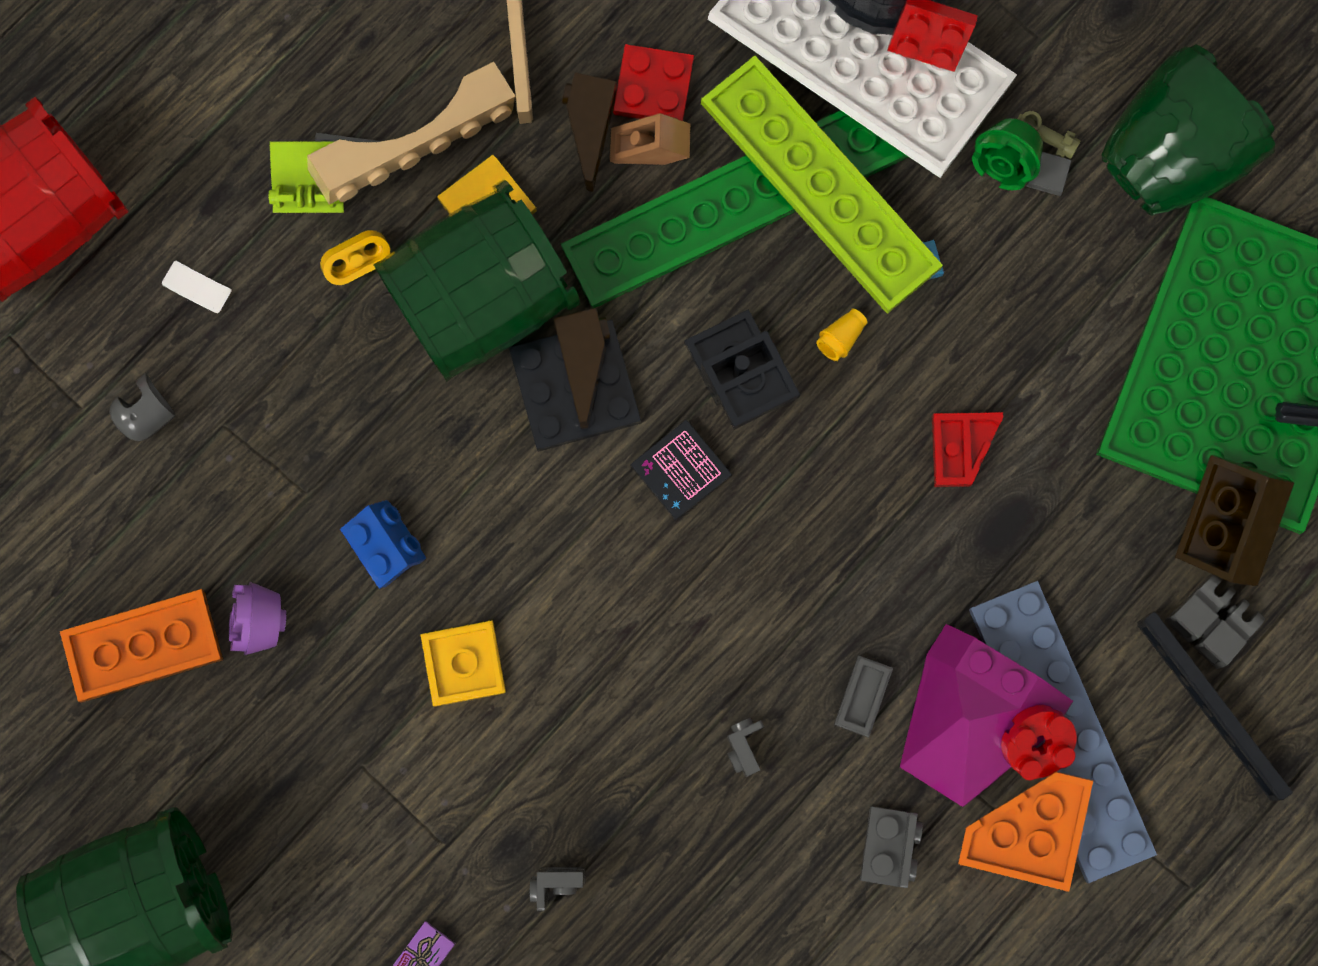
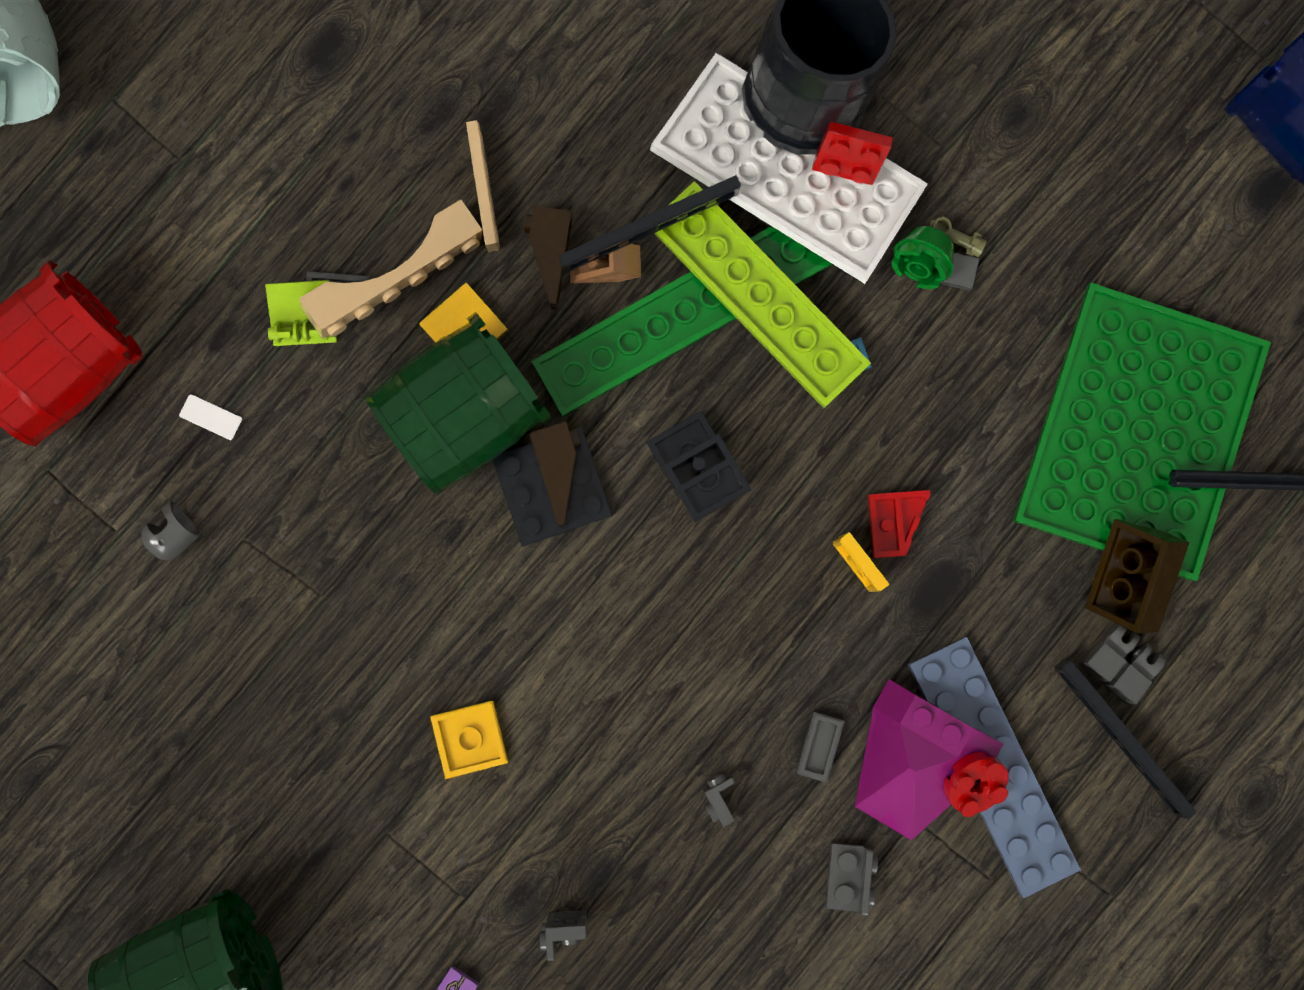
camera: 10 degrees left, 5 degrees up
(141, 645) = (185, 741): orange plate -> none
(255, 619) = (284, 714): medium lavender cone -> none
(355, 259) = (350, 384): yellow plate -> none
(382, 542) = (392, 637): blue bracket -> none
(653, 83) = (602, 206): red plate -> none
(681, 470) = (649, 556): black tile -> none
(702, 96) = (650, 224): none -> black tile
(841, 335) = (784, 428): yellow cone -> none
(919, 487) = (860, 563): none -> yellow tile
(1033, 833) = (973, 860): orange plate -> none
(1186, 134) = (1082, 234): dark green piece -> none

